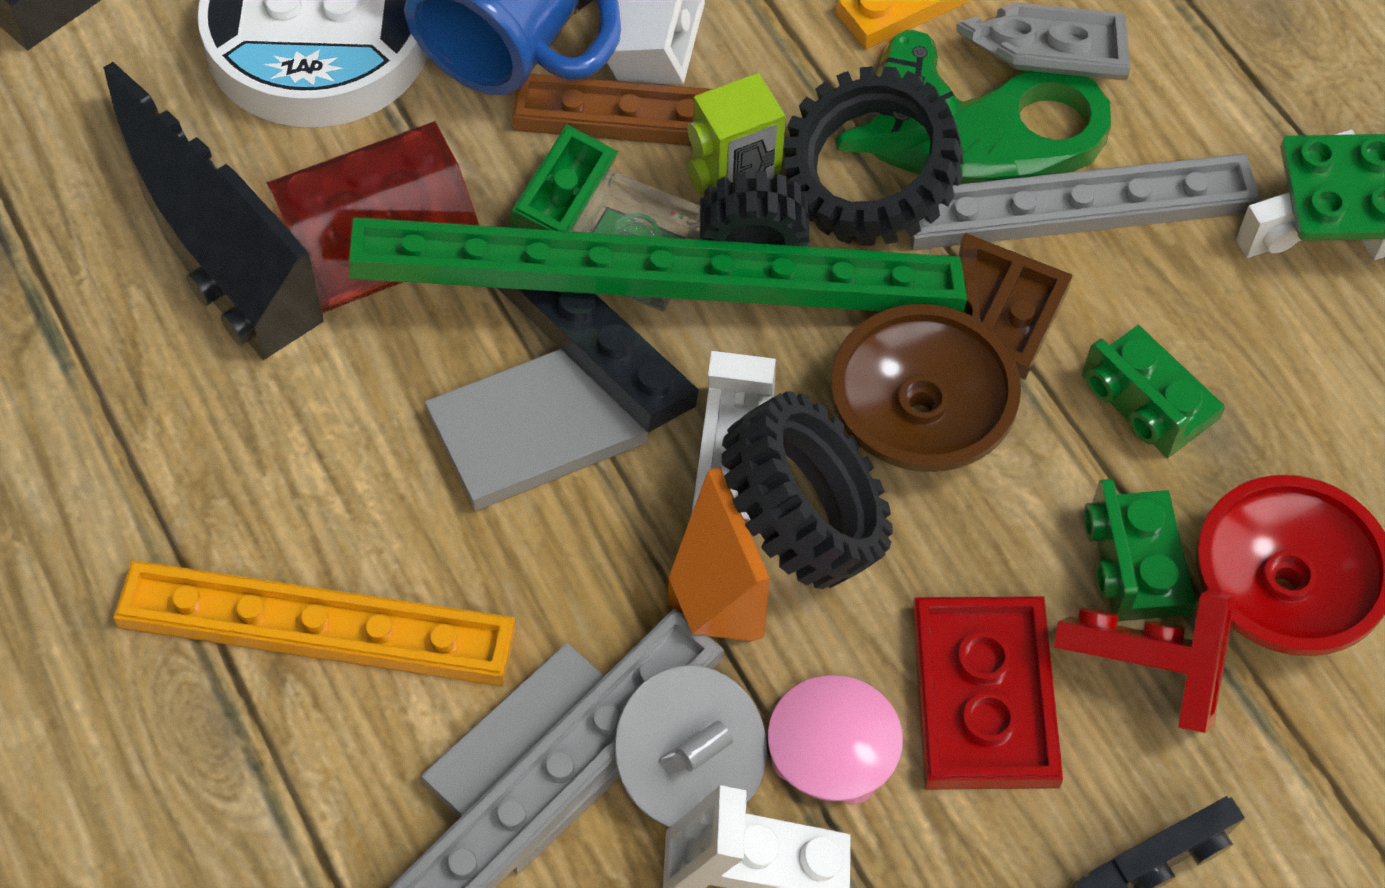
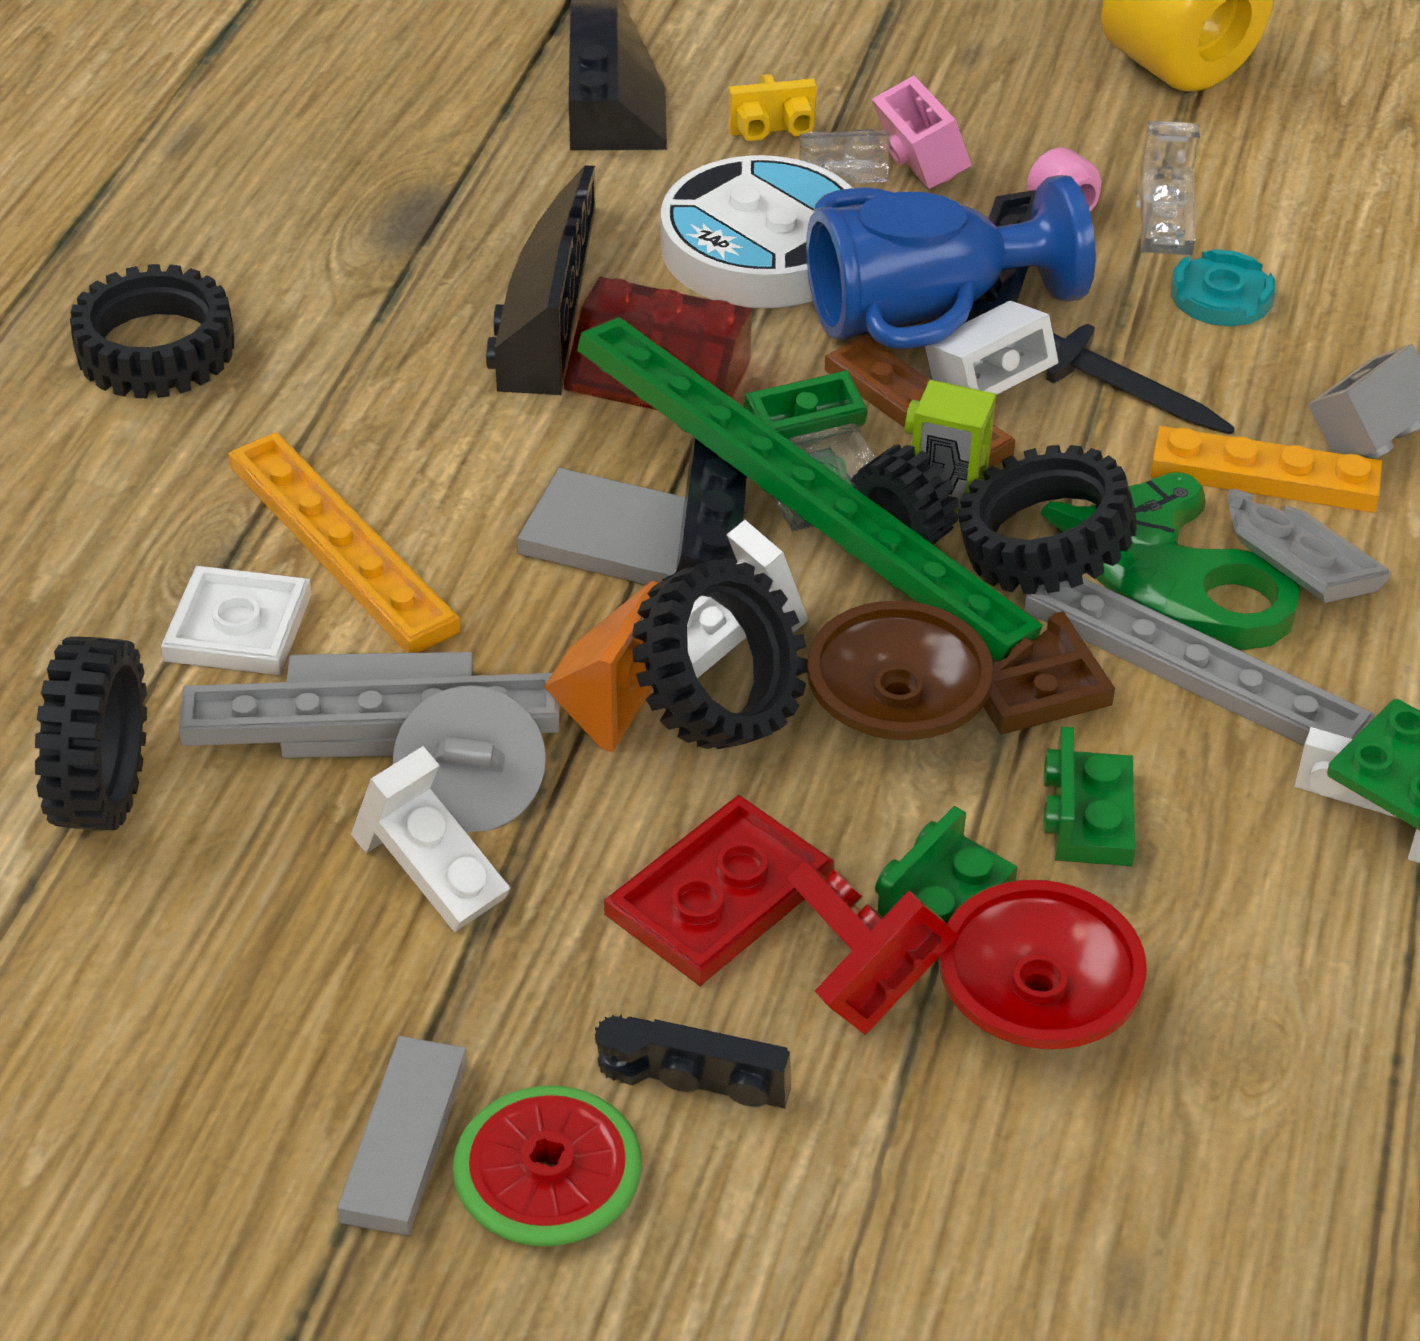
camera: 45 degrees right, 15 degrees down
(322, 778) = (237, 620): none -> white tile
(835, 739) = (576, 834): bright pink dish -> none

